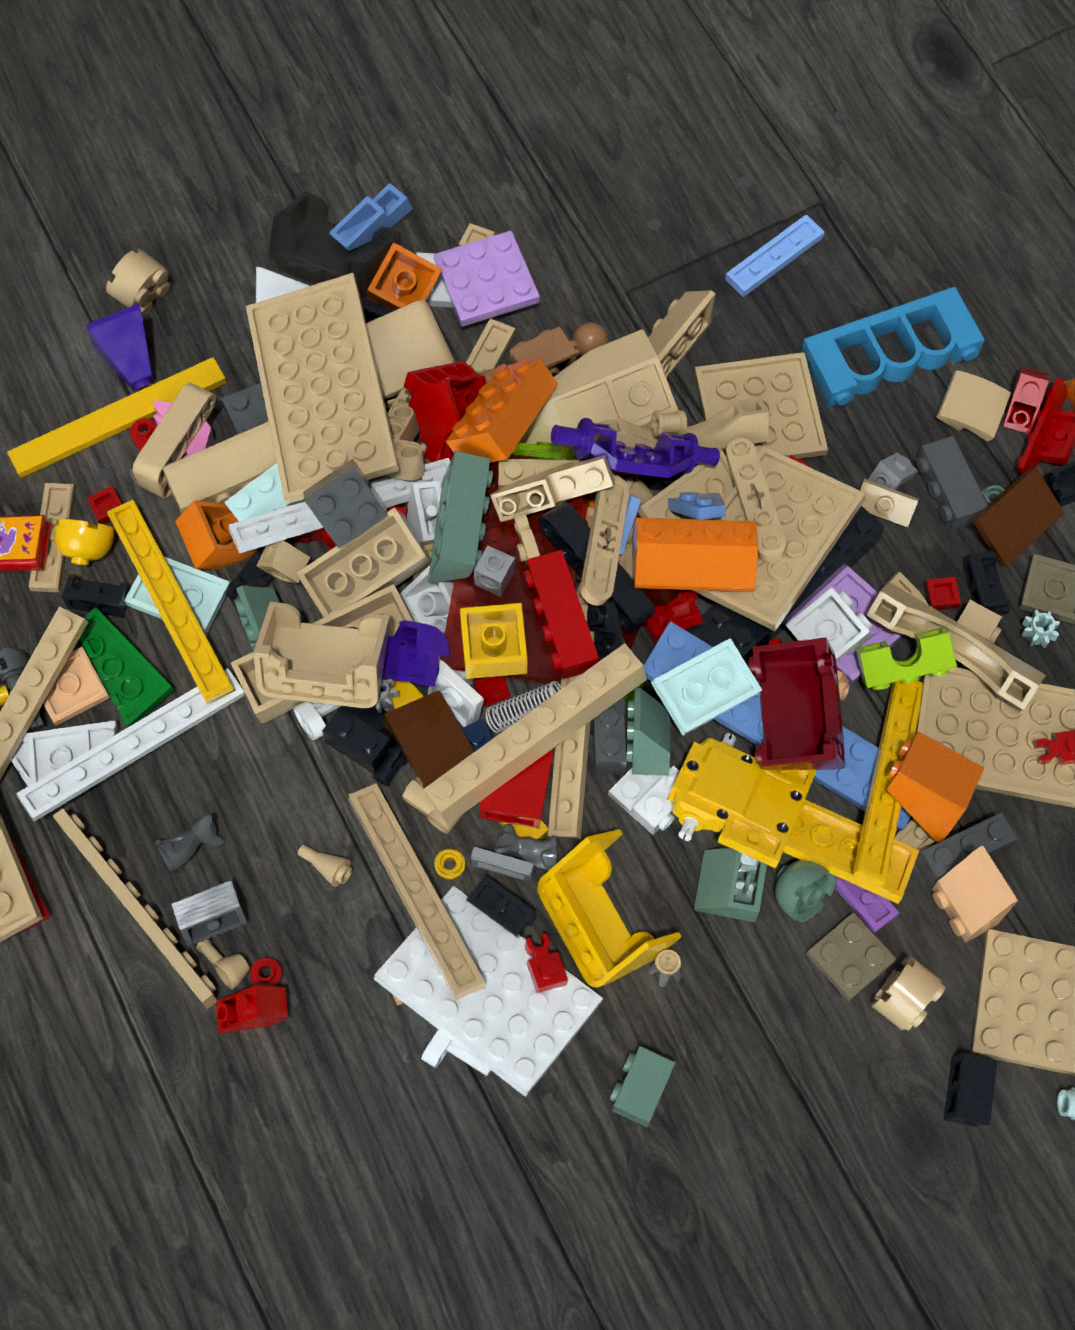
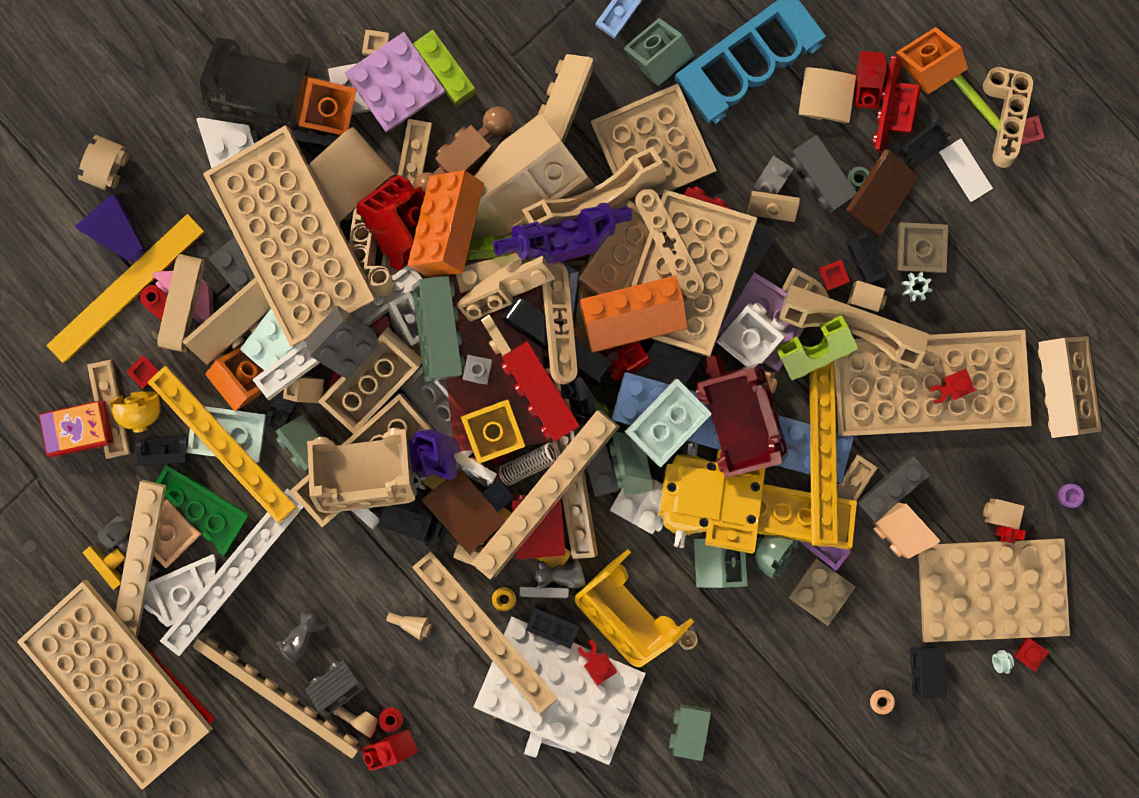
camera: 15 degrees left, 20 degrees up
(369, 215) = (279, 46): medium blue slope -> none
(555, 296) = (445, 68): none -> lime brick
(668, 423) = (583, 192): tan bush -> none
(698, 506) = (627, 266): medium blue wing -> none
(791, 318) = (659, 51): none -> sand green slope
(906, 1106) = (890, 702): none -> light nougat plate
(907, 994) = (870, 616): tan brick -> none
(933, 784) = (858, 451): orange slope -> none

